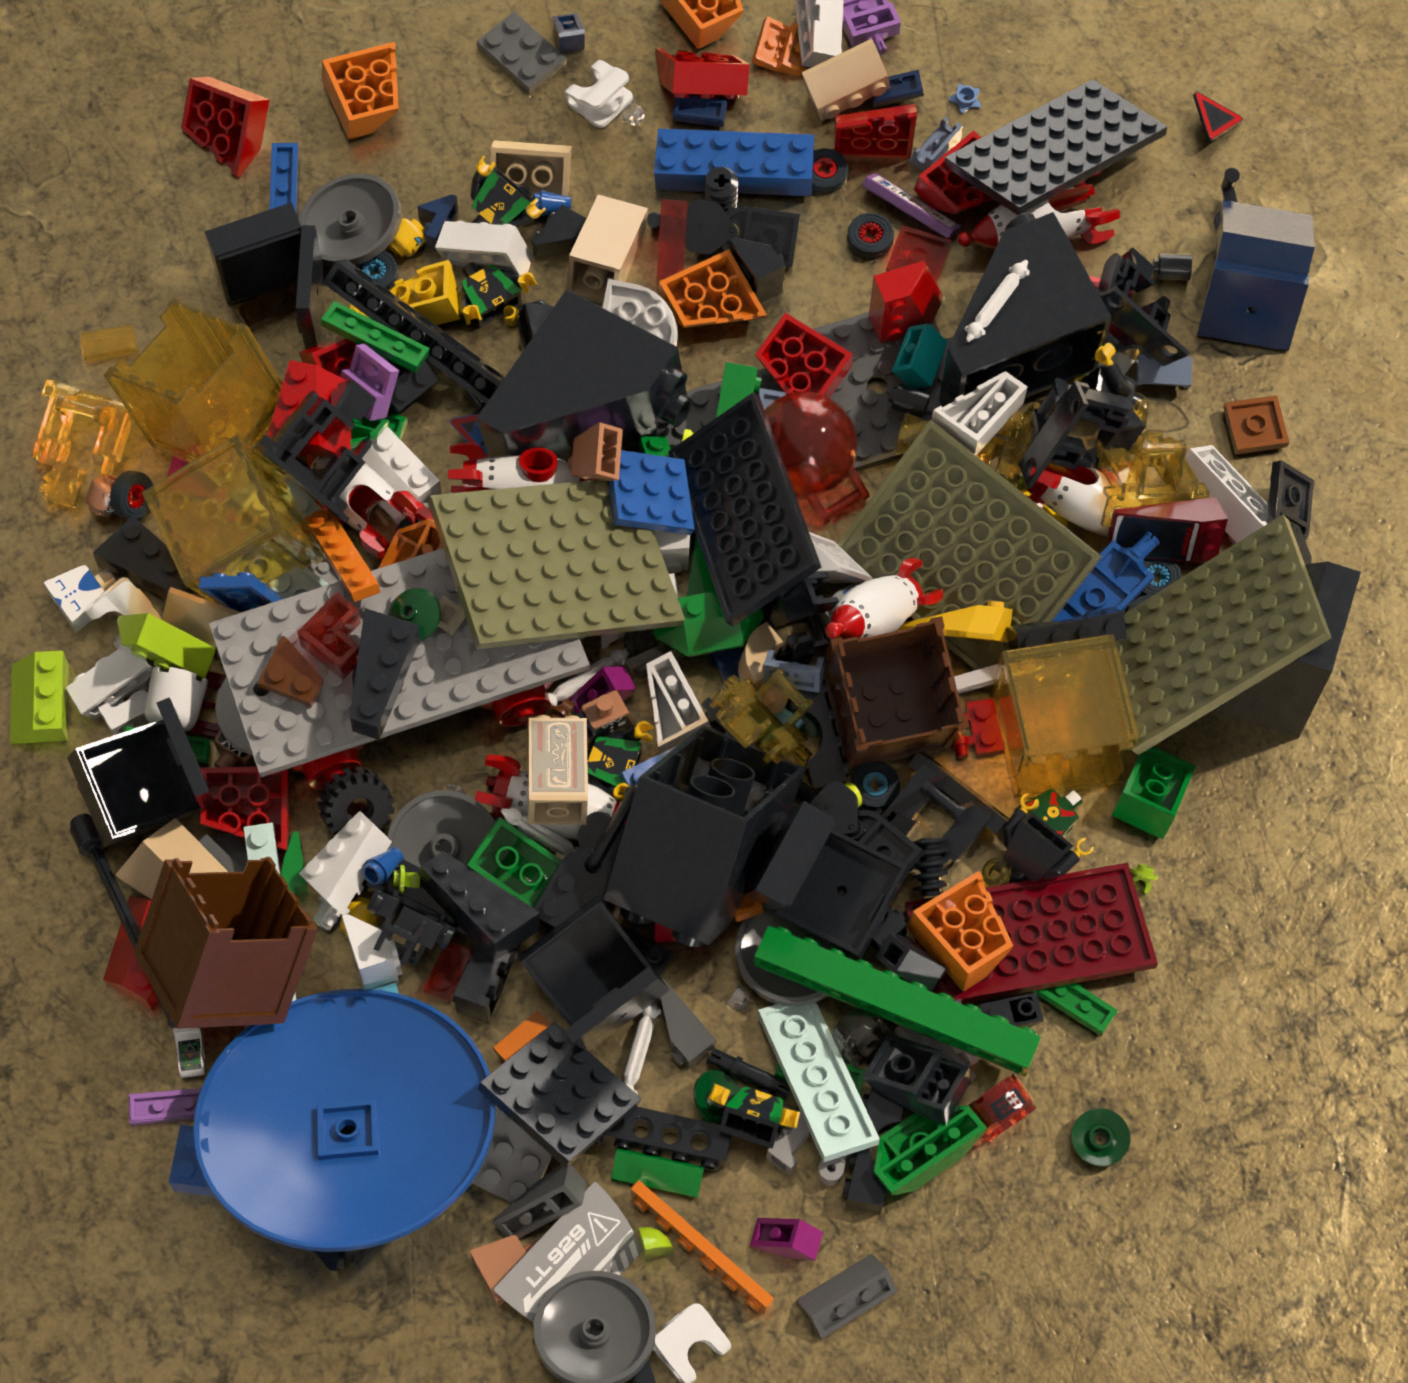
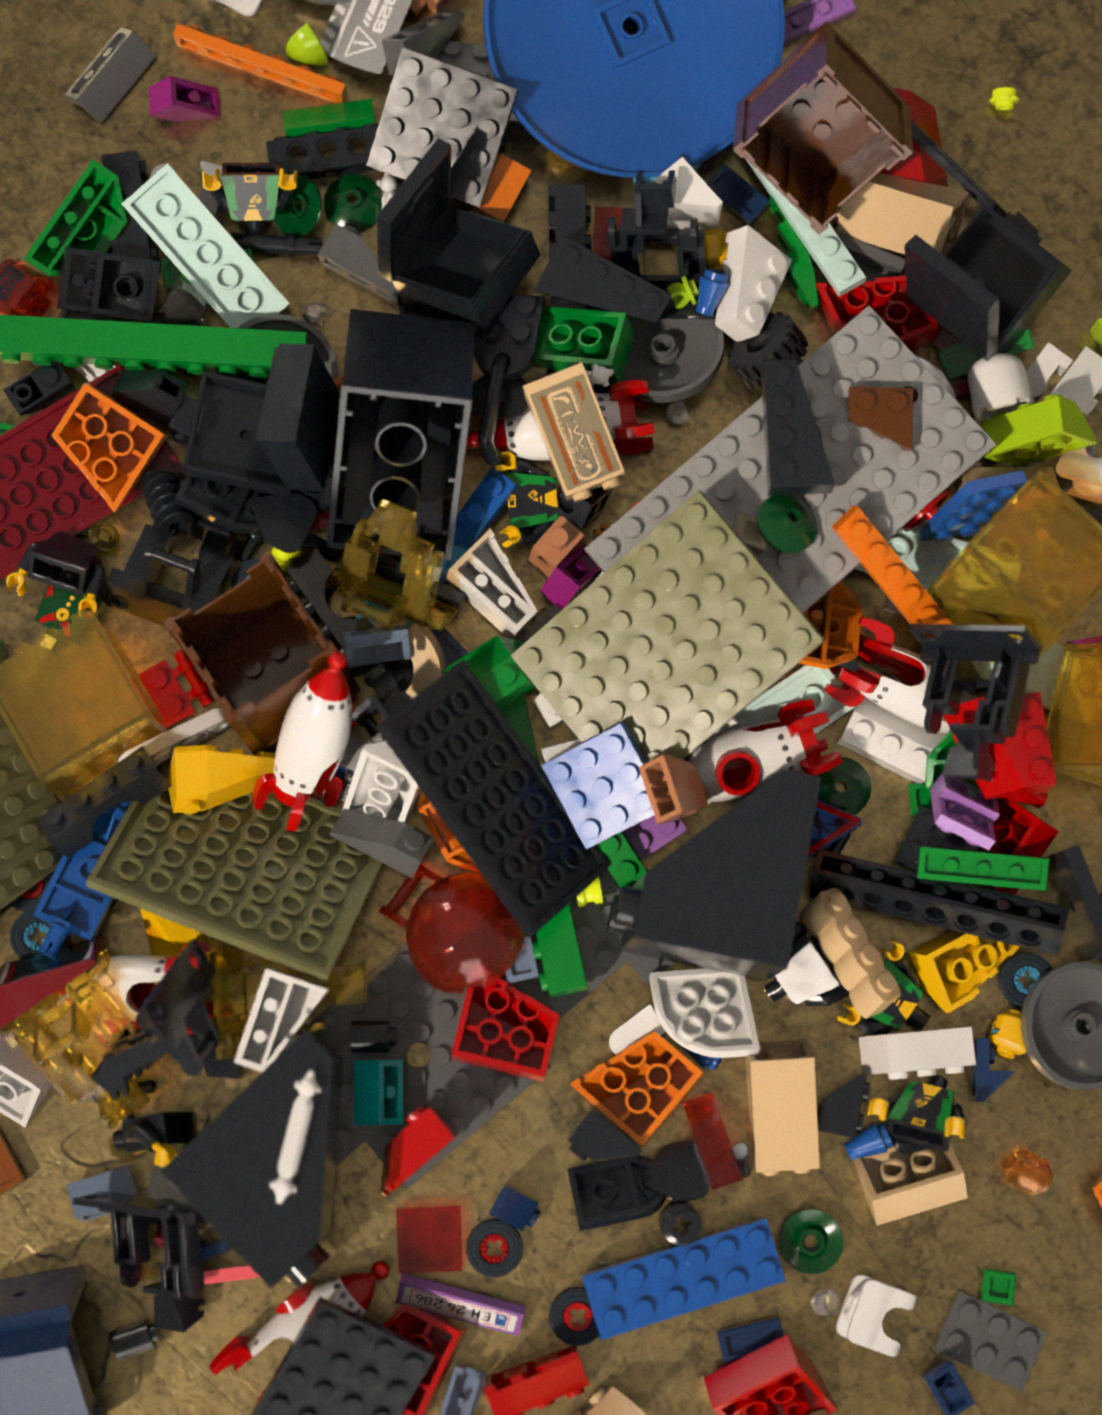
camera: 160 degrees right, 15 degrees up
(38, 961) = (1004, 98): none -> neon yellow plate
(320, 968) = (738, 194): none -> dark blue plate
(327, 635) = (863, 453): clear red brick -> none
(439, 142) = (1027, 1172): none -> clear orange head
(439, 461) = (857, 783): none -> dark green dish
(498, 83) = (998, 1286): none -> green tile
(505, 317) = (852, 955): none -> tan brick
(622, 146) = (826, 1249): none -> dark green dish
(674, 1101) = (359, 215): none -> dark green dish
(699, 341) = (635, 1029): none -> white leg
(845, 252) = (515, 1208): none -> dark blue slope
(845, 536) = (383, 839): none -> dark grey slope

